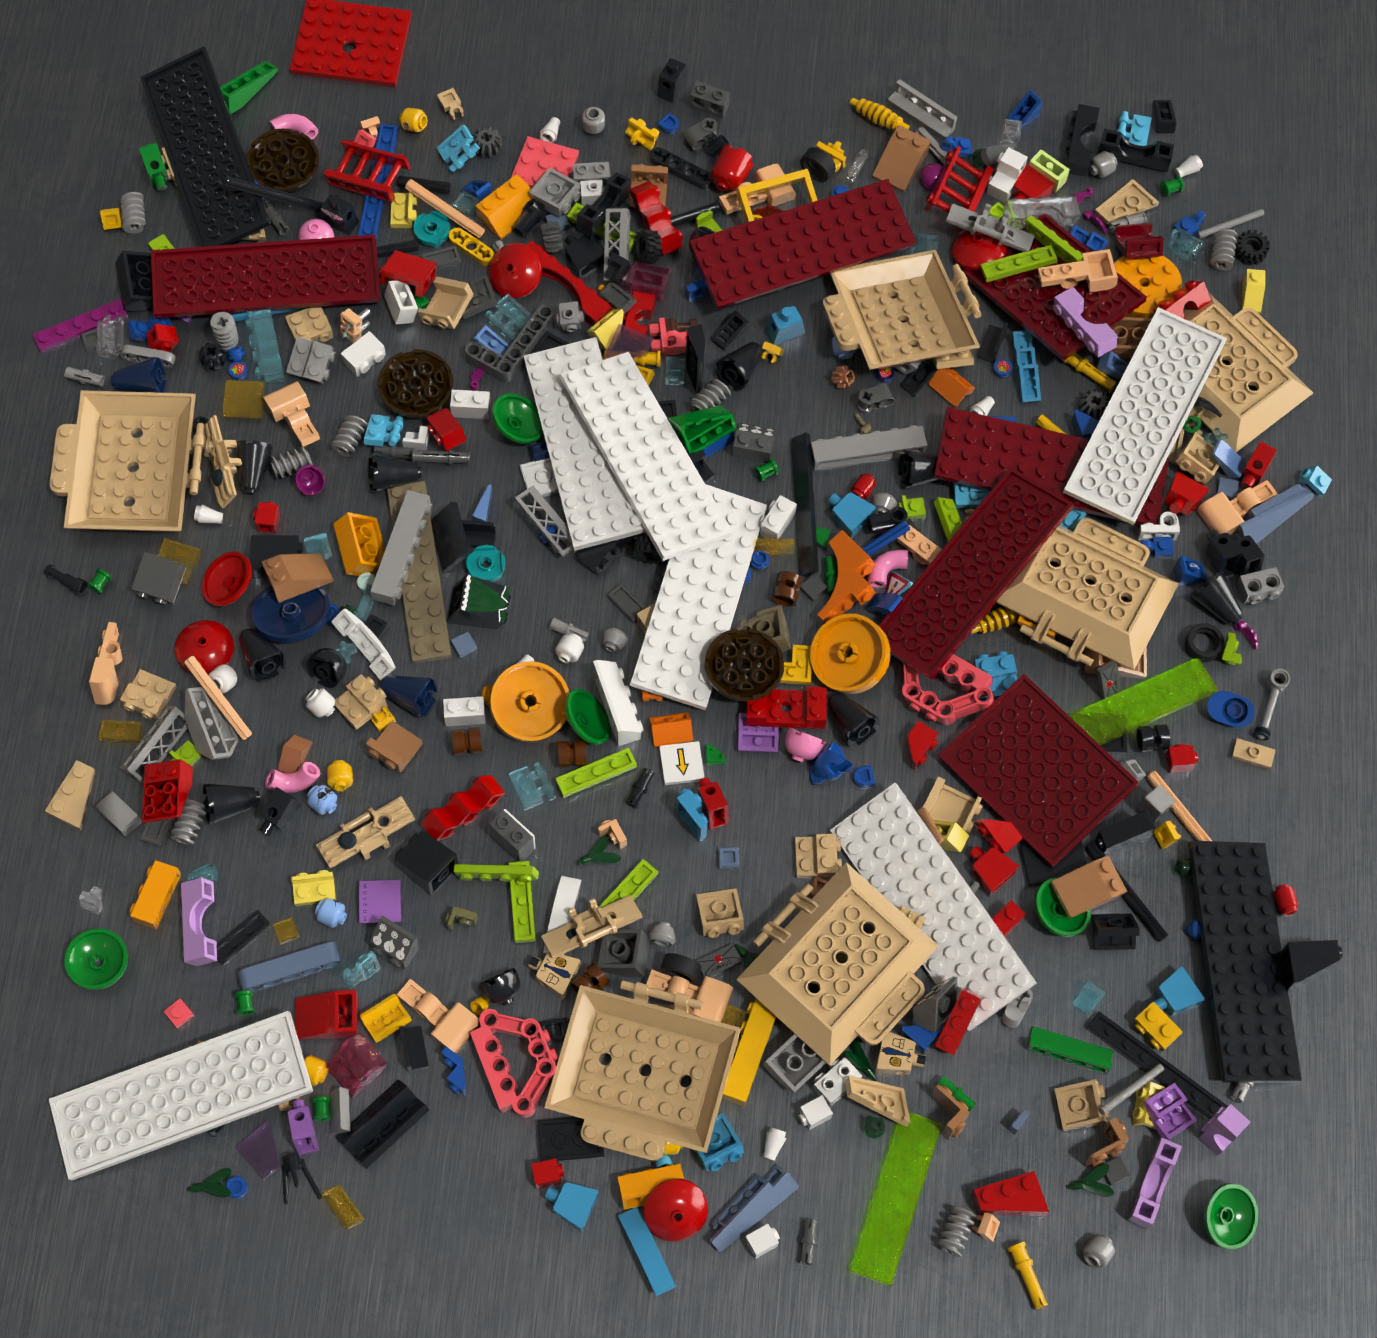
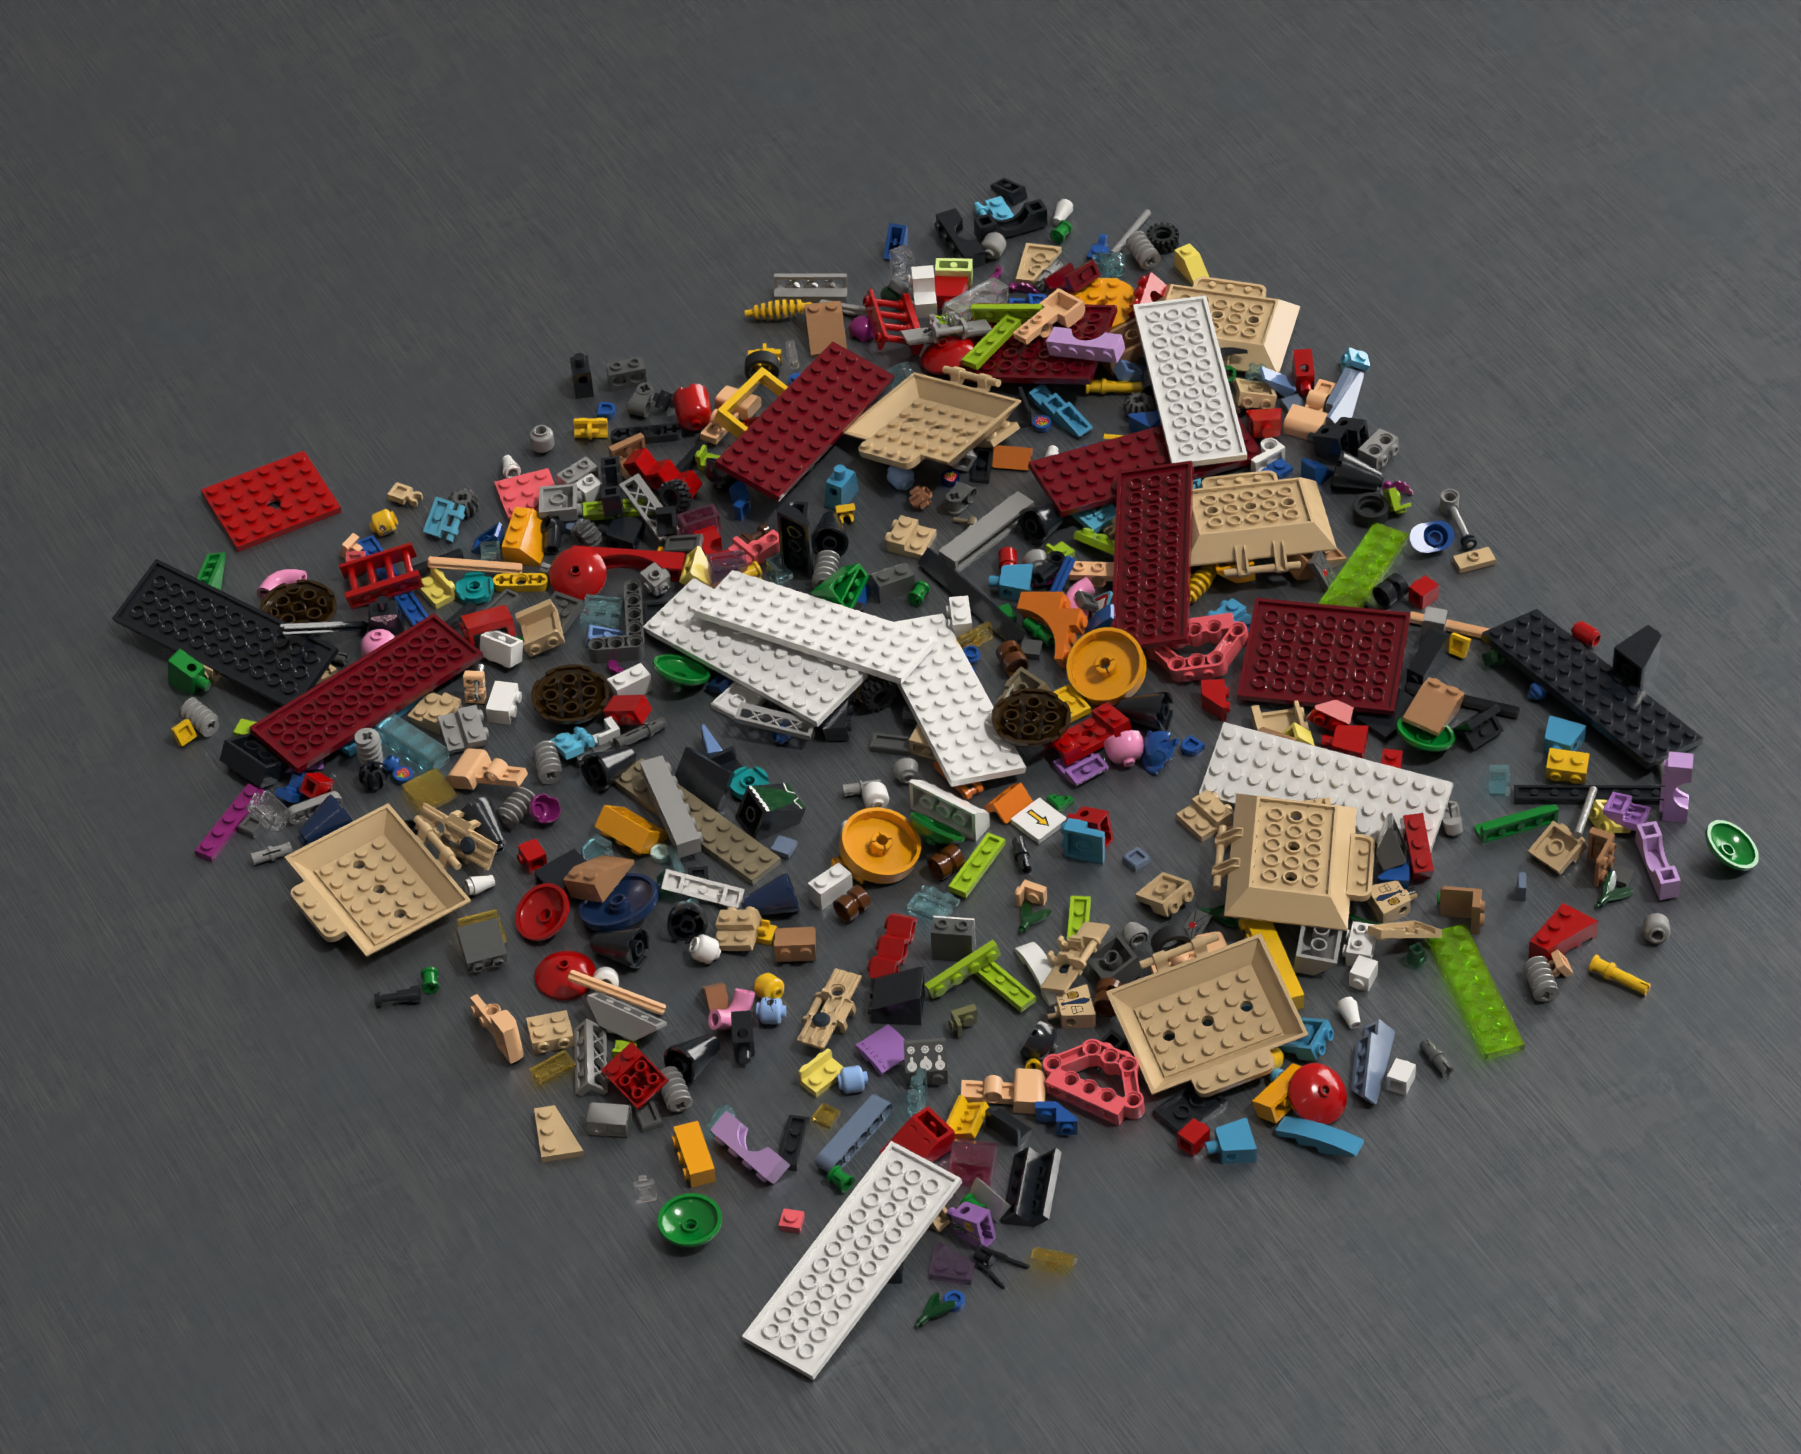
camera: 30 degrees left, 20 degrees down
(804, 410) = (909, 537): none -> tan plate
(889, 575) = (1086, 601): none -> dark grey tile
(952, 143) = (858, 296): blue plate -> none

